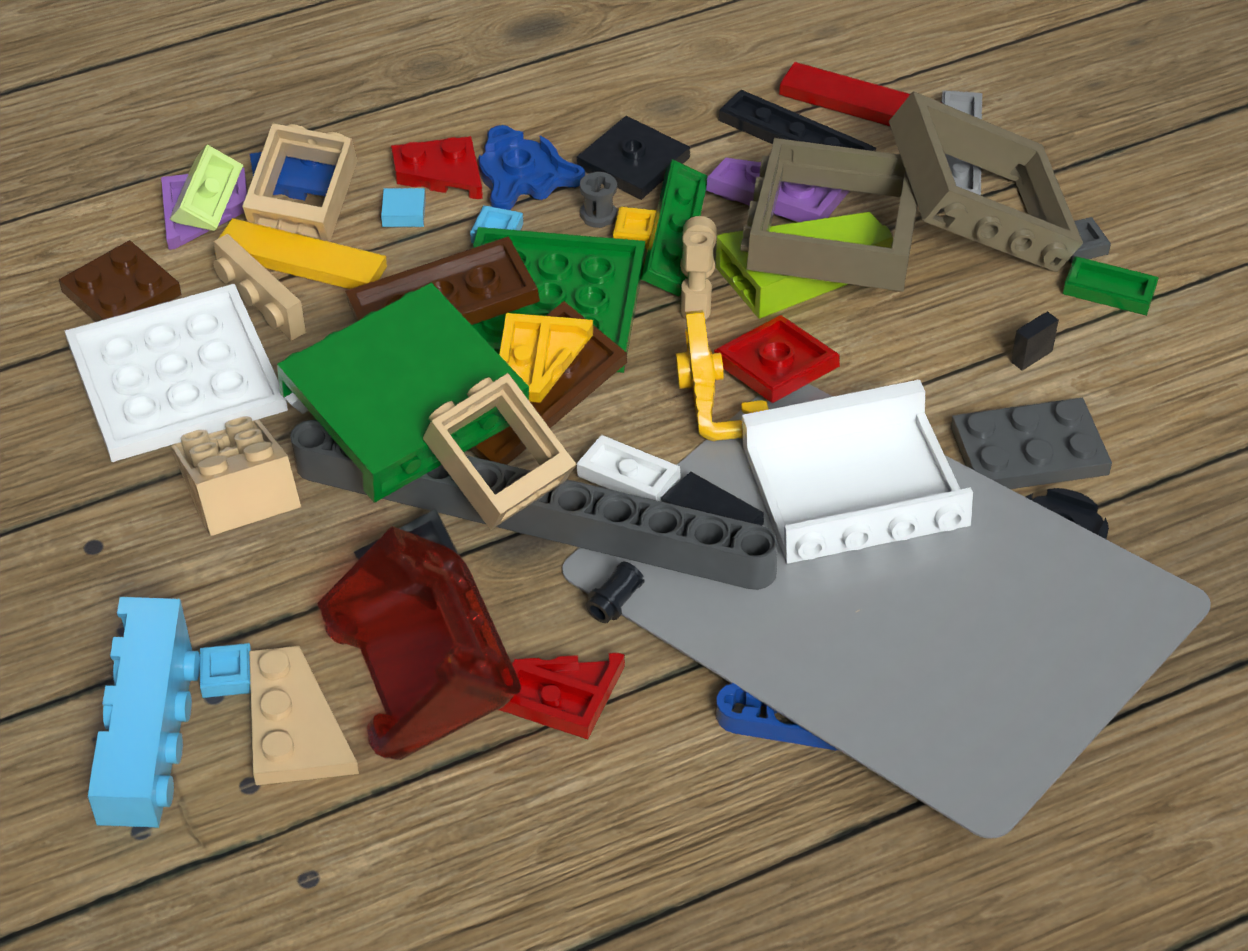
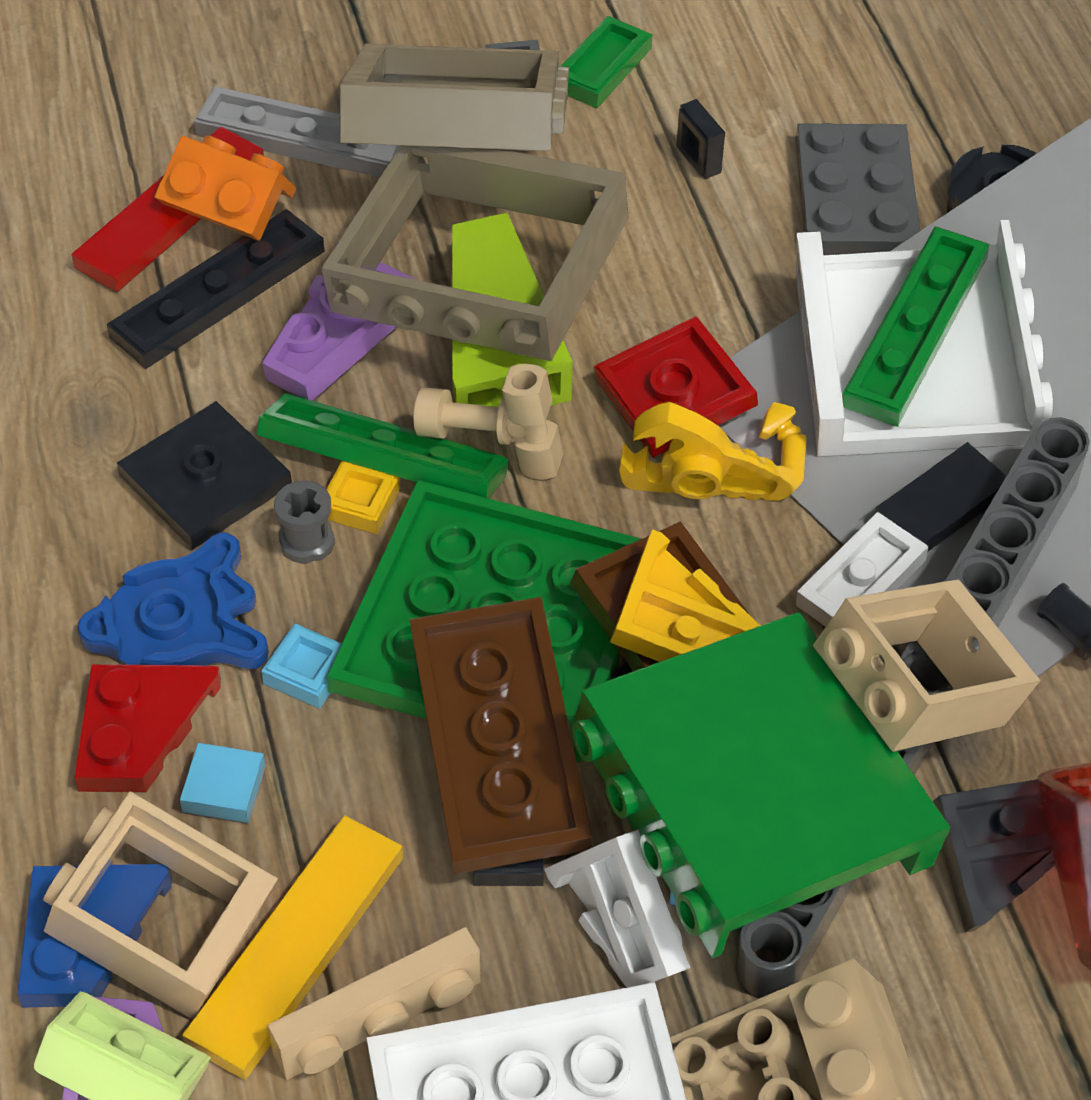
camera: 80 degrees left, 5 degrees up
(863, 466) = (915, 326): none -> green tile
(870, 104) = (223, 187): none -> orange bracket

